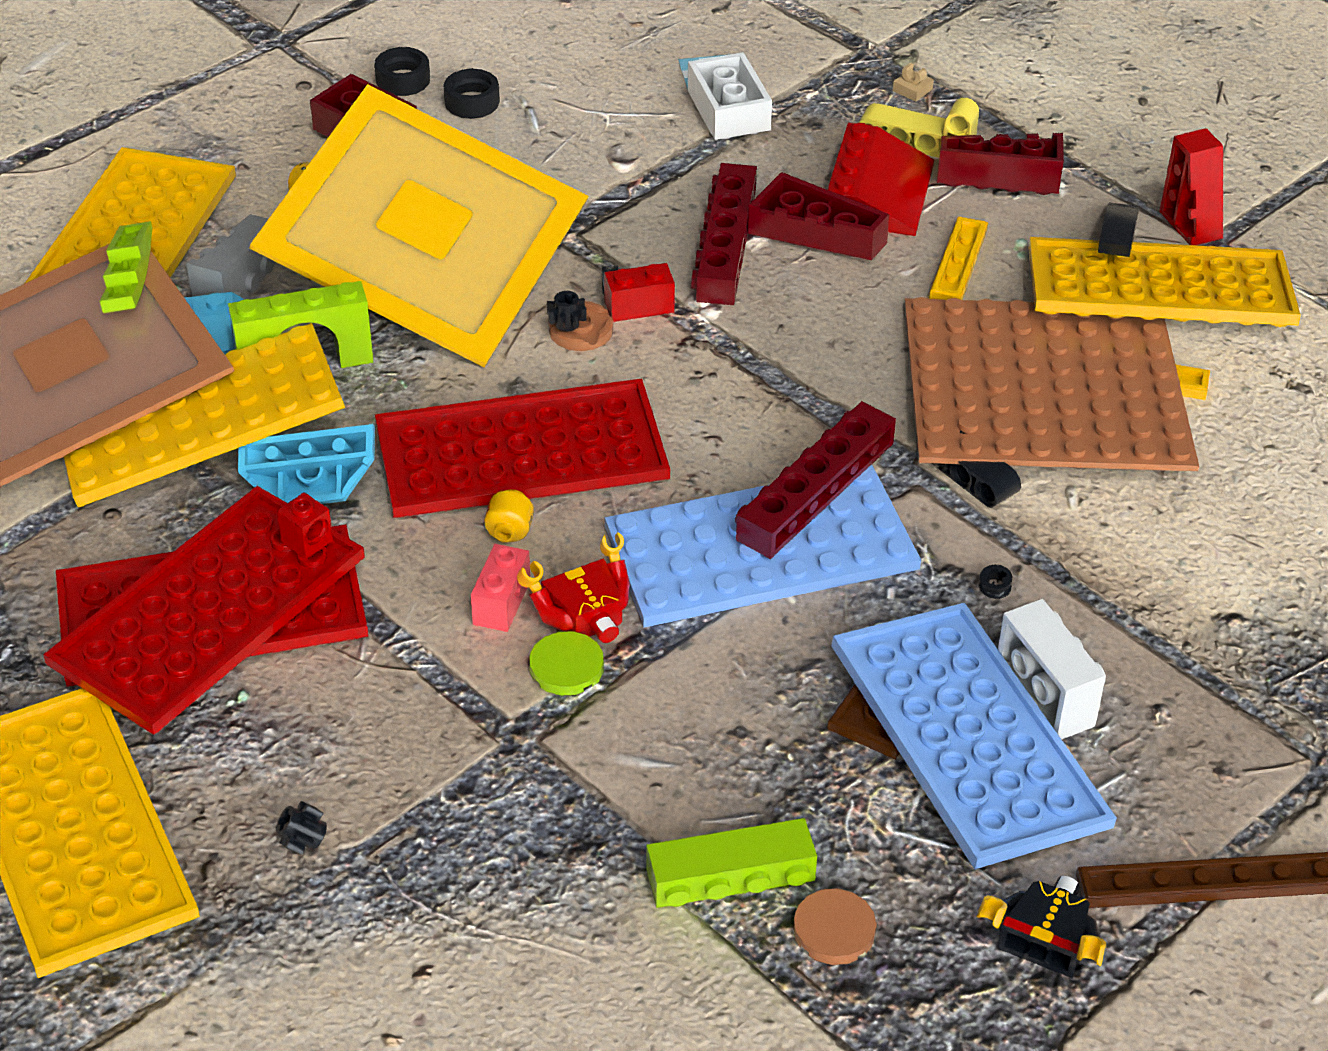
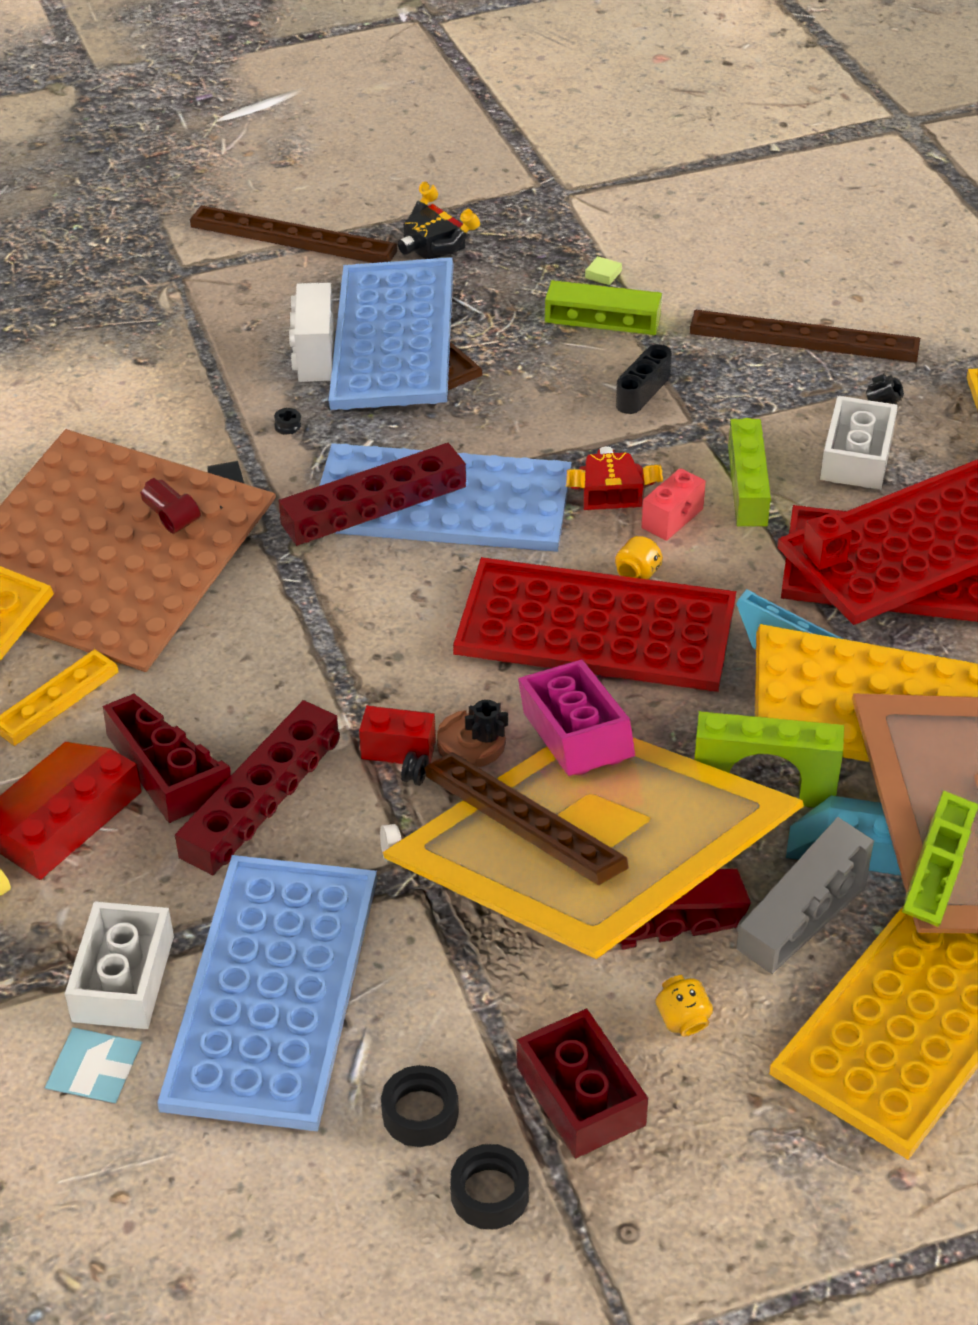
camera: 155 degrees left, 0 degrees up
(312, 726) = (858, 442): none -> white brick
(433, 656) = (749, 472): none -> lime brick
(440, 924) = (805, 335): none -> reddish brown tile
(486, 223) = (527, 819): none -> reddish brown tile
(486, 317) = (576, 717): none -> dark pink brick
(566, 663) = (649, 449): lime tile -> none
(593, 224) = (389, 836): none -> white tile
(618, 758) = (643, 379): none -> black beam
(619, 128) = (270, 994): none -> light blue plate
(774, 954) = (603, 270): none -> yellowish green tile
(834, 926) = (557, 268): nougat tile -> none
(991, 390) = (173, 509): none -> dark red piece

